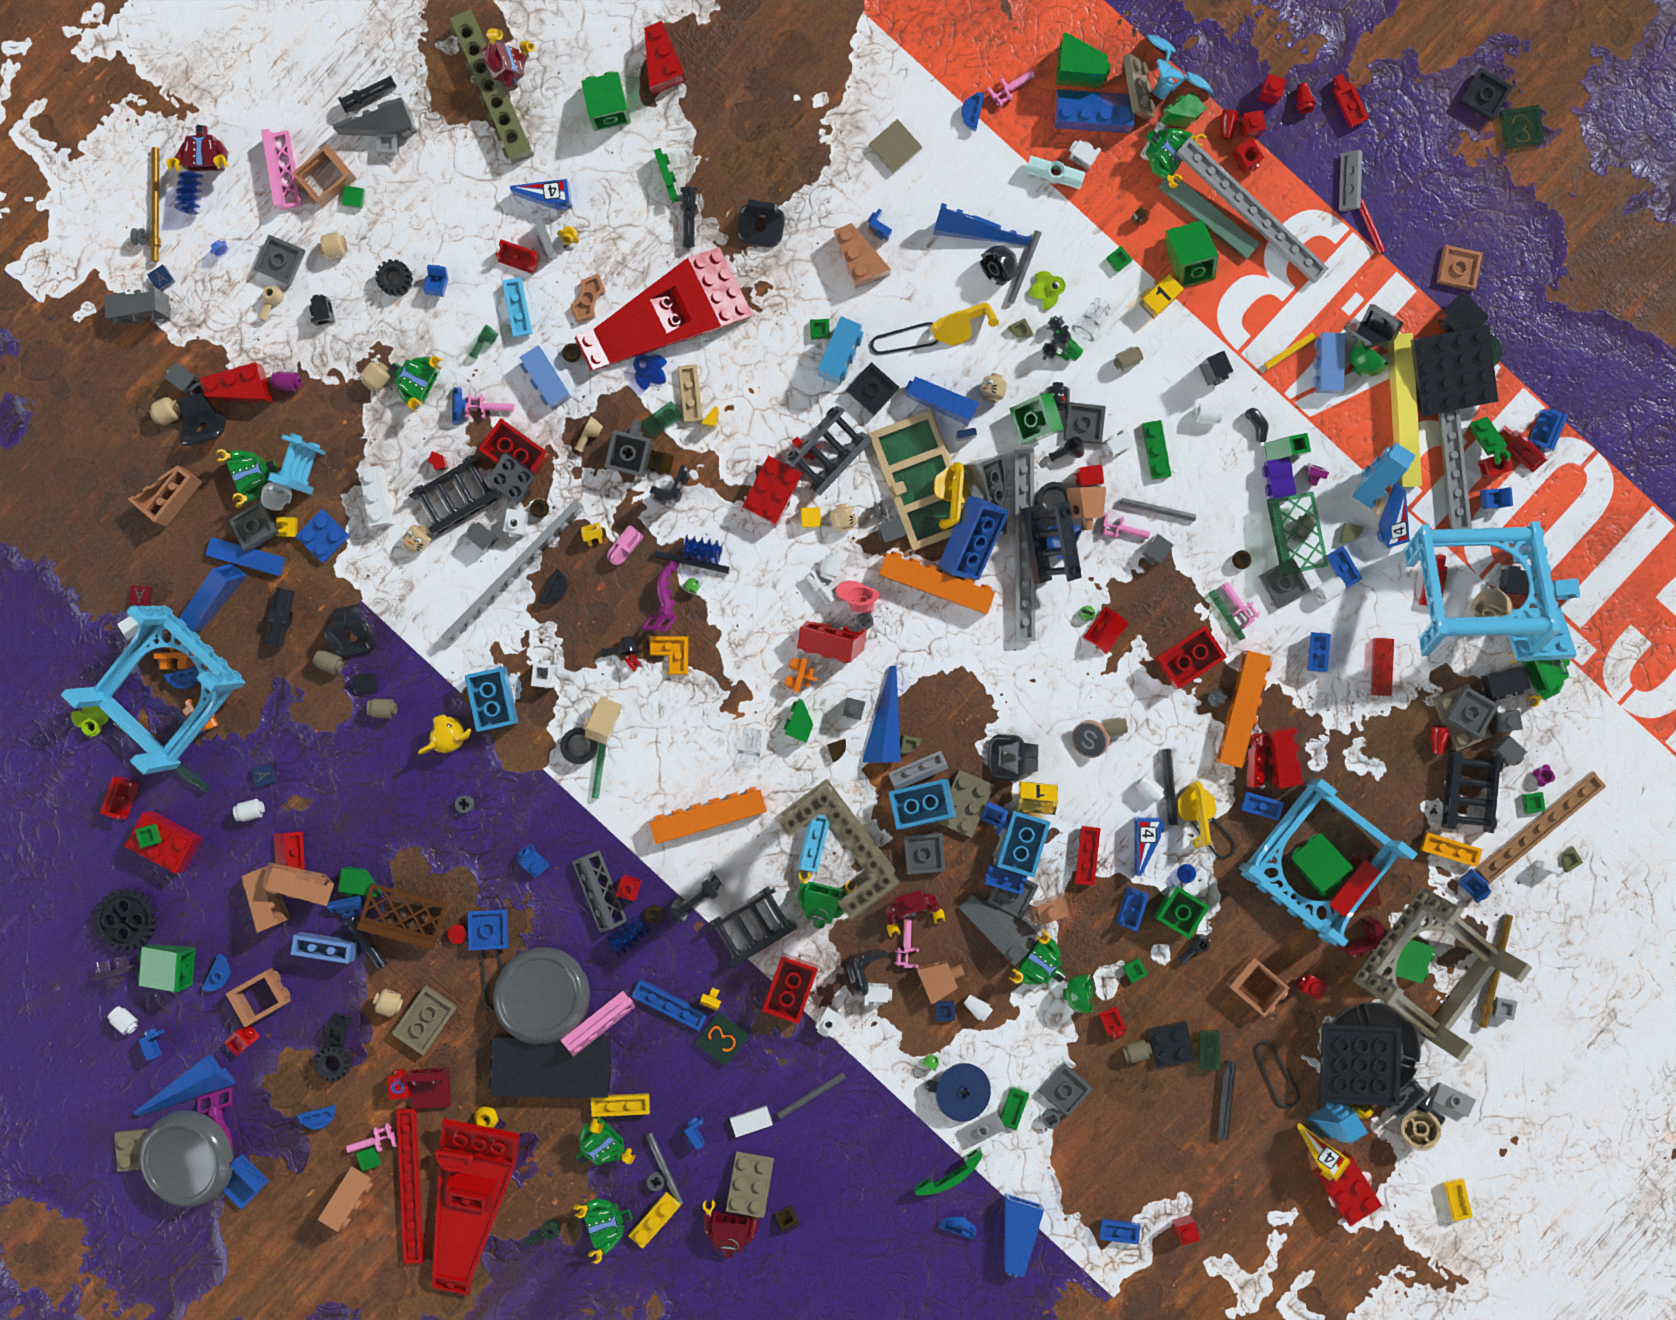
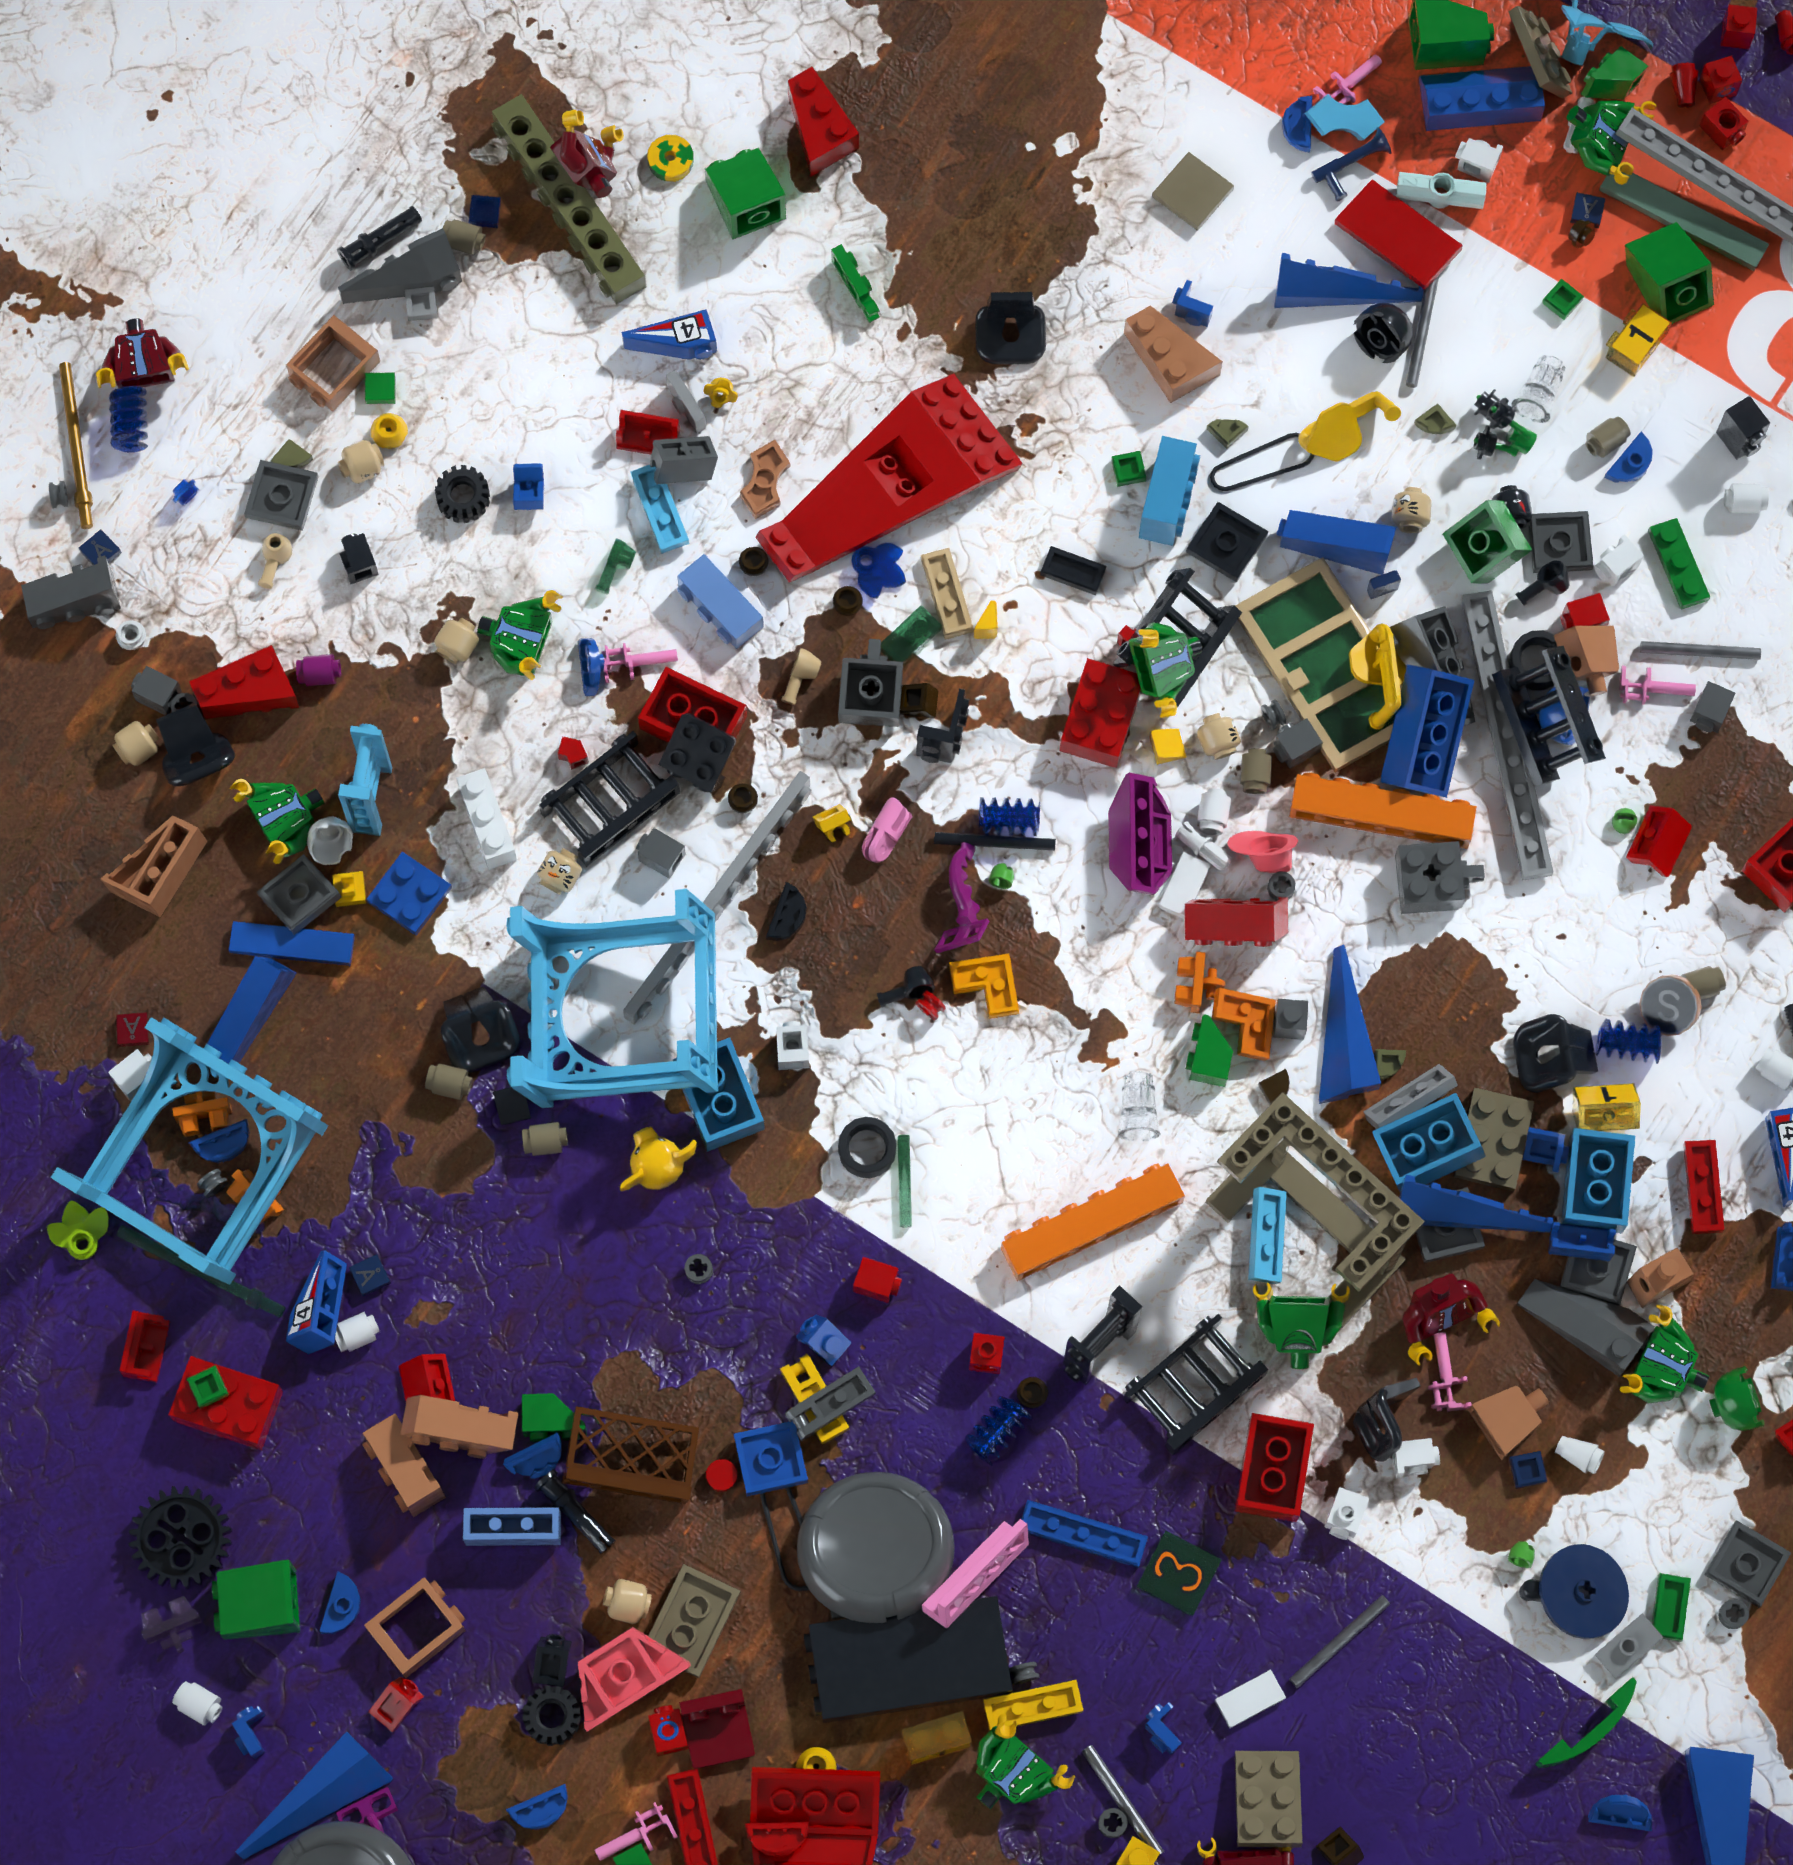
camera: 10 degrees left, 15 degrees down
(169, 334) = (126, 628): none -> white plate
(175, 702) = (212, 1183): none -> dark grey bush
(227, 791) = (318, 1306): none -> blue slope
(274, 169) = (254, 364): bright pink fence -> none
(280, 617) = (361, 1026): black piece -> none
(290, 234) = (292, 455): none -> olive tile
(356, 232) = (395, 436): none -> yellow plate
(379, 1046) = (623, 1674): none -> coral wing
(393, 634) = (547, 940): none -> medium azure arch
(419, 102) = (464, 236): none -> dark tan brick
(438, 86) = (485, 211): none -> clear blue tile
(516, 523) = (711, 824): white brick -> none
(521, 897) = (808, 1388): none -> yellow plate
(528, 904) = (831, 1402): none -> dark grey plate
(535, 278) = (683, 459): none -> dark grey hinge
(558, 1116) = (936, 1738): none -> clear yellow brick
(559, 60) = (674, 169): none -> yellow piece
(570, 830) = (877, 1280): none -> red brick
(594, 894) = (934, 1371): dark grey fence -> none
(602, 721) = (900, 1097): tan brick -> none
(618, 1084) = (1024, 1673): none -> dark grey bush
(626, 389) = (847, 600): none -> dark brown plate
(688, 207) = (897, 325): black pin -> none
(711, 1001) = (1149, 1512): yellow tile -> none
(772, 391) = (1073, 570): none -> black tile
(781, 576) = (1140, 835): none -> magenta wedge
(805, 609) = (1184, 884): none -> white tile
(814, 470) = (1163, 663): none -> green torso
(831, 703) = (1254, 1017): none -> orange plate
(862, 544) = (1255, 771): none -> dark tan brick
(887, 313) = (1227, 430): none -> olive tile
(918, 845) = (1466, 1210): none -> blue wedge
(968, 639) = (1444, 864): none -> dark grey hinge
(985, 146) = (1328, 171): none -> dark blue piece
(1011, 114) = (1356, 119): none -> medium azure tile
(1022, 198) = (1398, 234): none -> red tile
(1044, 289) = (1459, 359): lime plate -> none
(1060, 756) = (1629, 1040): none -> clear blue piece
(1141, 377) = (1633, 461): none -> blue plate
(1147, 200) = (1588, 208): none -> dark blue tile

